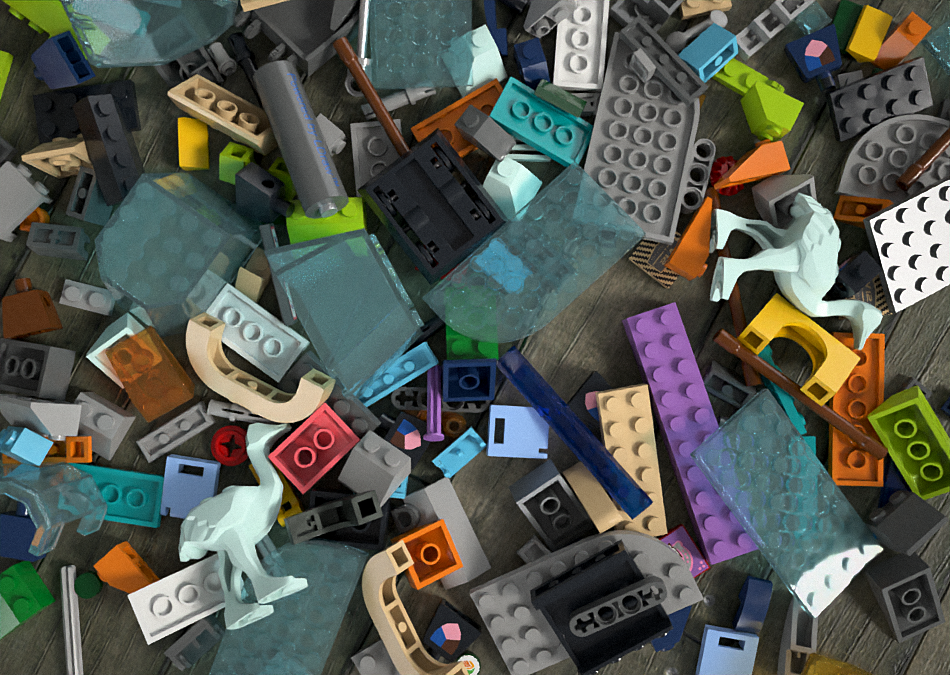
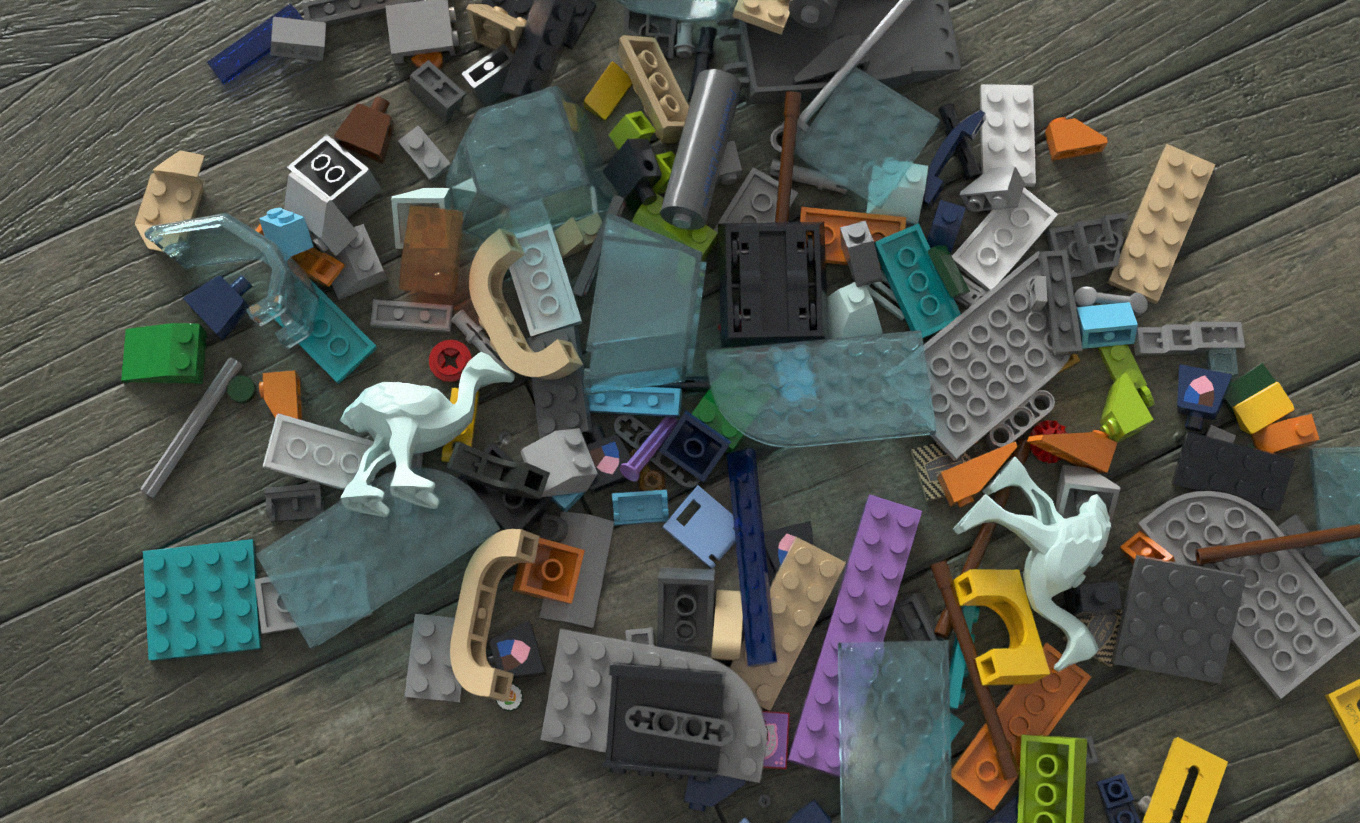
camera: 30 degrees right, 10 degrees down
(185, 490) = (383, 366): light blue container -> none
(314, 448) = (520, 411): coral slope -> none

